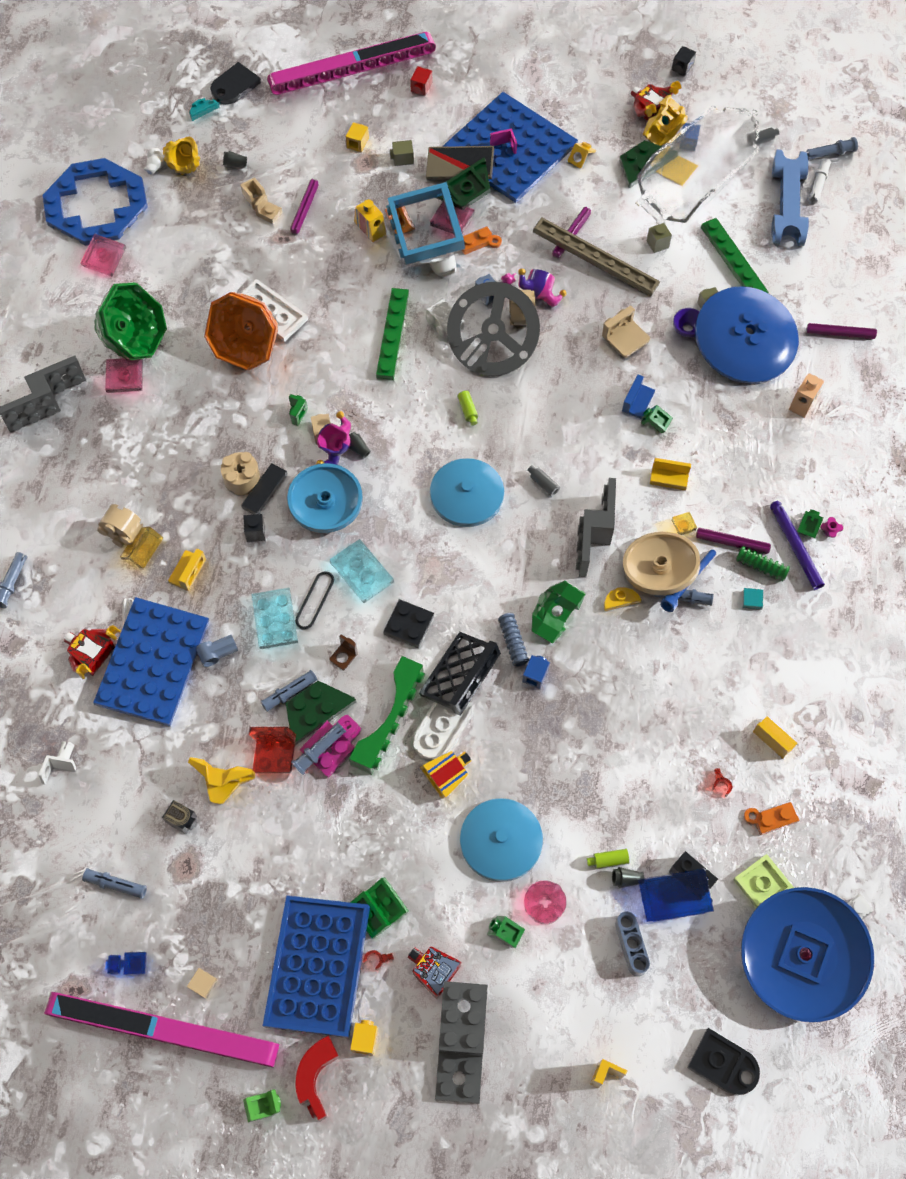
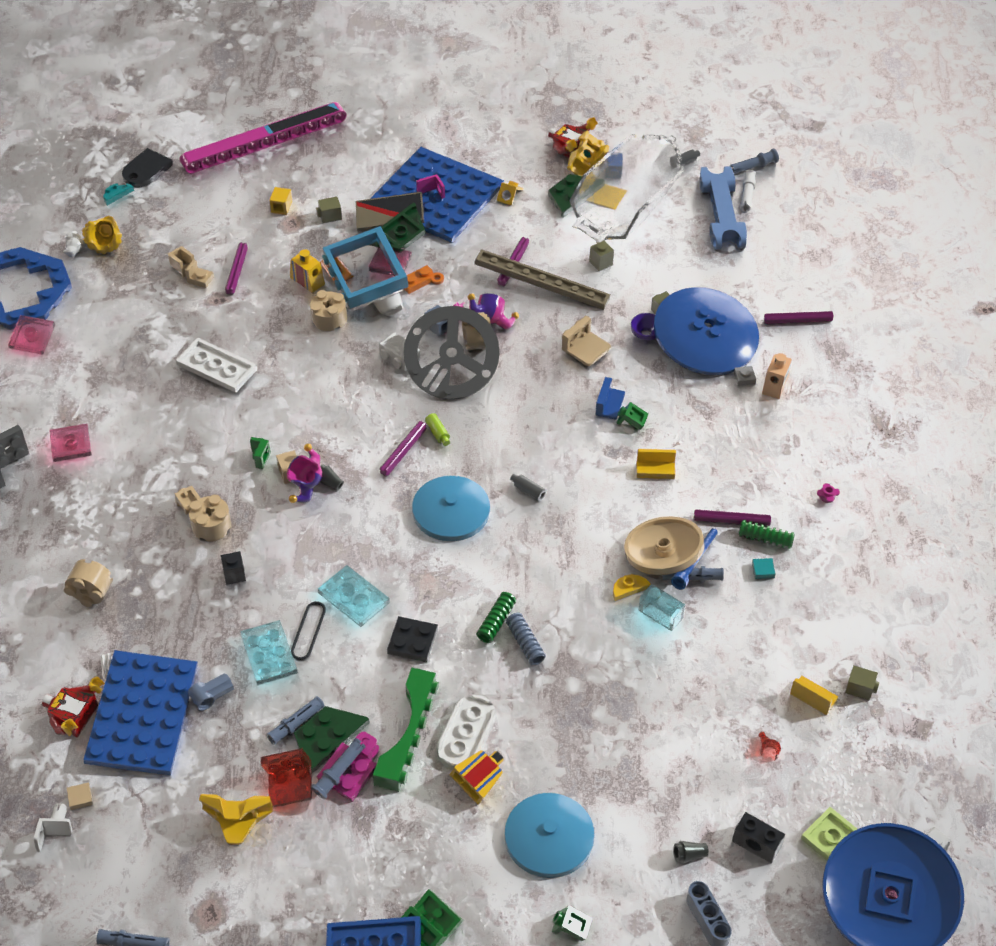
camera: 10 degrees left, 15 degrees down
(86, 735) = (79, 796): none -> tan tile
(130, 321) = (71, 388): green rock -> none
(142, 547) = (114, 602): clear yellow panel -> none
(180, 817) = (196, 862): brick -> none
(187, 569) = (166, 618): yellow panel -> none
(222, 448) = (185, 497): none -> tan bracket
(233, 159) = (156, 234): pearl dark grey cone -> none
(241, 330) = (181, 391): orange rock -> none
(264, 489) = (237, 531): black tile -> none
(325, 498) = (303, 529): dark azure dish -> none
(348, 647) = (351, 669): reddish brown bracket -> none
(384, 265) = (328, 310): none -> tan brick
(392, 334) = (347, 372): green plate -> none
(421, 81) = (337, 145): red brick -> none
(431, 423) = (403, 448): none -> magenta axle
(475, 676) = (490, 678): black fence -> none
(489, 613) = (496, 617): none -> green piece
(536, 671) = (555, 665): blue brick -> none
(554, 909) = (610, 877): clear pink plate -> none
(560, 594) = (570, 585): green piece -> none
(596, 527) = (591, 520): dark grey bracket -> none
(609, 858) = (667, 836): lime cylinder -> none
(647, 626) = (661, 607): none -> clear light blue piece
(676, 895) = (744, 857): clear blue piece -> none
(683, 60) = (594, 102): black brick -> none
(684, 523) = (679, 507): clear yellow plate -> none
(731, 255) = (674, 262): green plate -> none
(772, 818) = (828, 772): orange hinge -> none
(775, 388) = (745, 376): none -> light grey plate
(797, 545) = (797, 514): dark purple piece -> none
(810, 523) = (806, 491): green bracket -> none
(823, 733) = (862, 683): none -> olive brick

